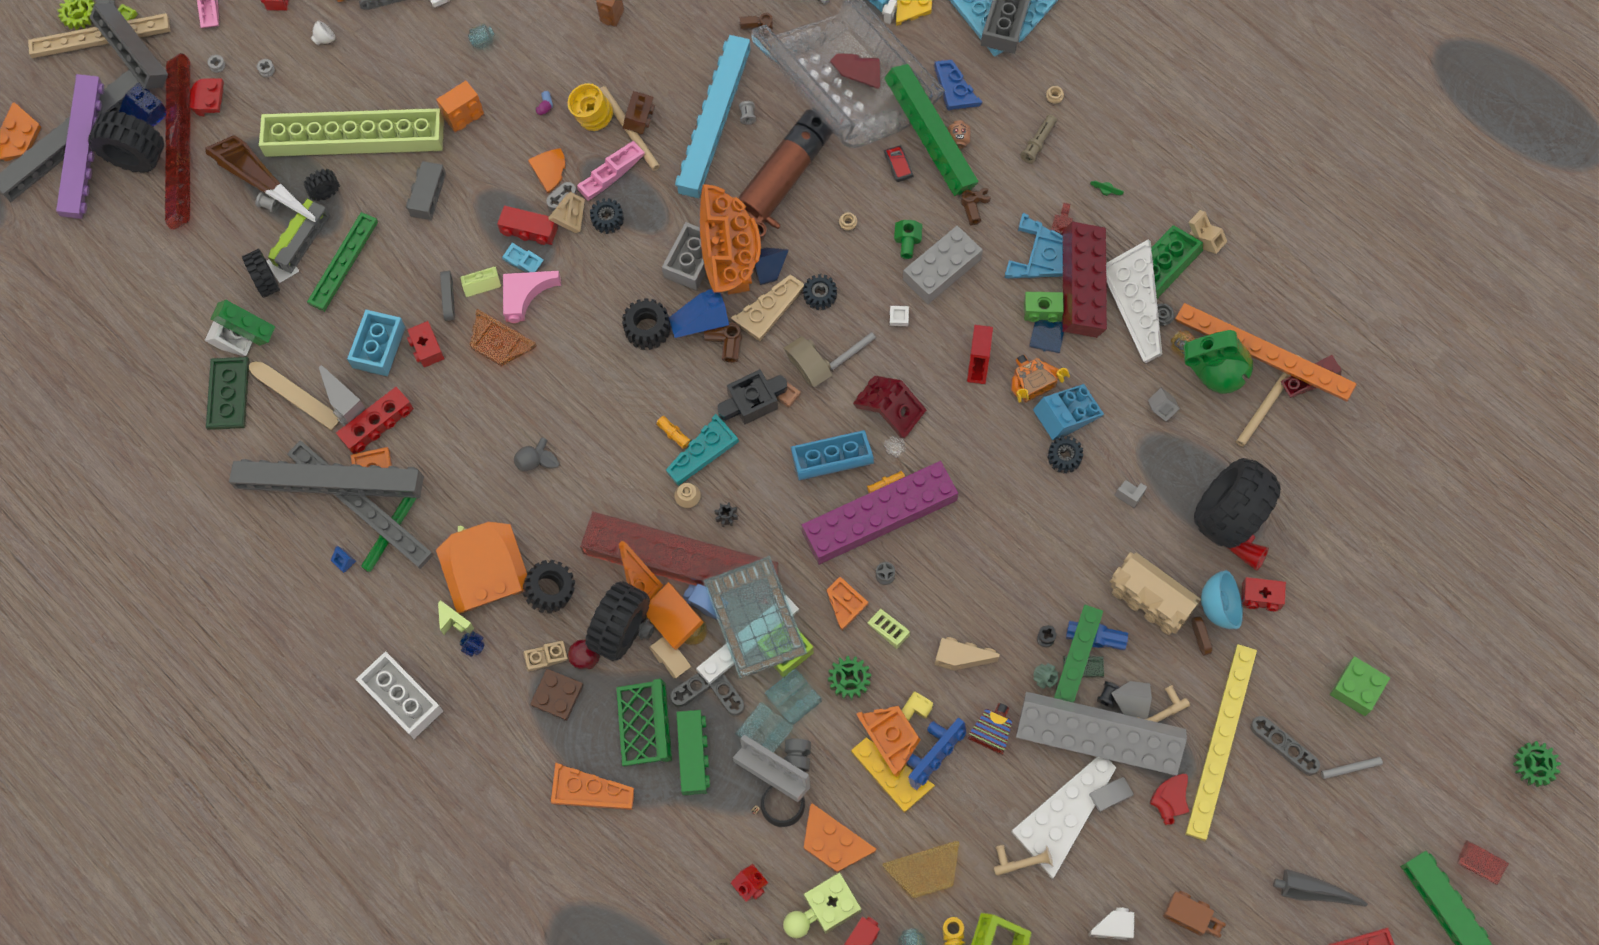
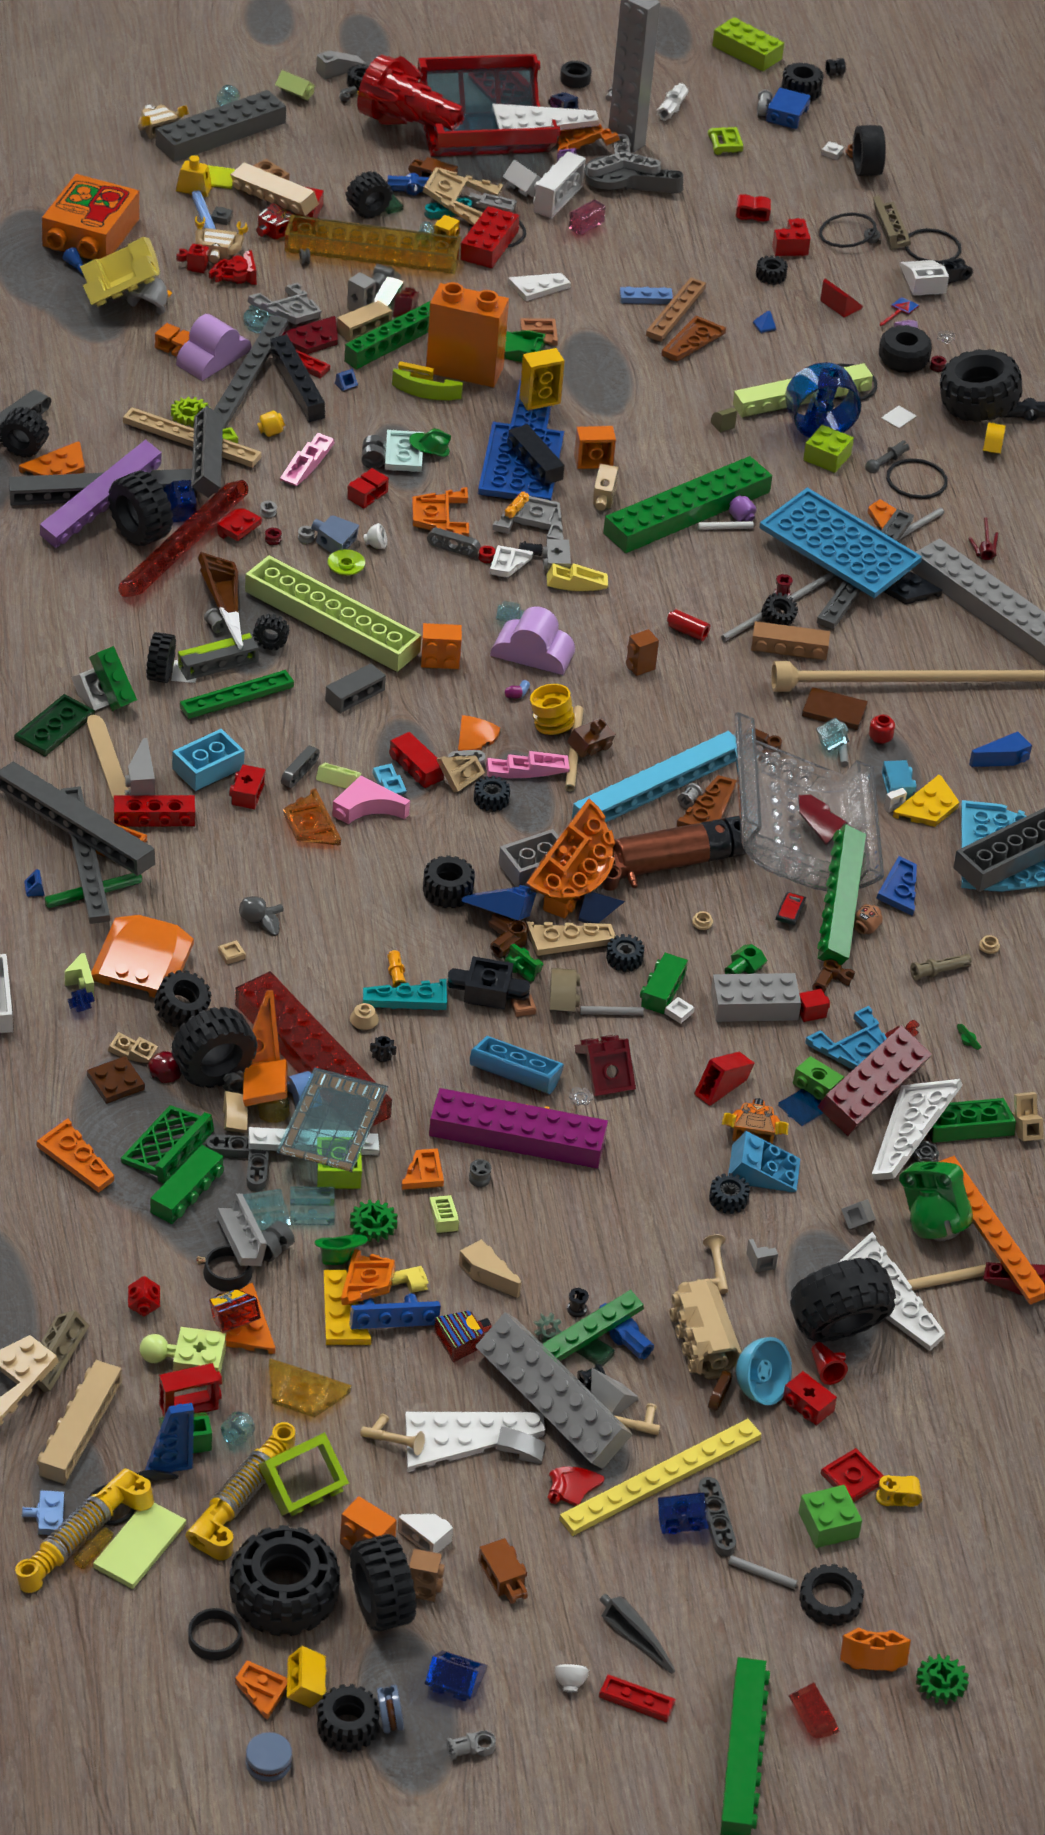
camera: 30 degrees right, 25 degrees down
(242, 92) = (273, 536): none -> dark red bush
(289, 53) = (335, 533): none -> sand blue torso
(318, 69) = (346, 562): none -> lime dish
(522, 51) = (535, 642): none -> lavender brick
(541, 508) = (231, 952): none -> tan tile
(758, 358) = (524, 963): none -> green hips
(770, 117) = (711, 804): none -> dark orange wing
(828, 849) = (234, 1309): none -> clear red torso
(848, 721) = (339, 1249): none -> green piece
(869, 300) = (663, 982): none -> green brick
(986, 239) = (813, 1005): none -> red brick
(1121, 536) = (715, 1242): none -> tan piece
(1214, 450) = (909, 1310): none -> white wing
(1274, 755) = (692, 1506): none -> clear blue brick
(1340, 634) = (855, 1472): none -> red tile
(1384, 624) = (901, 1489): none -> yellow piece
(1426, 737) = (834, 1575): none -> black tyre
(1482, 779) = (875, 1650): none -> orange brick

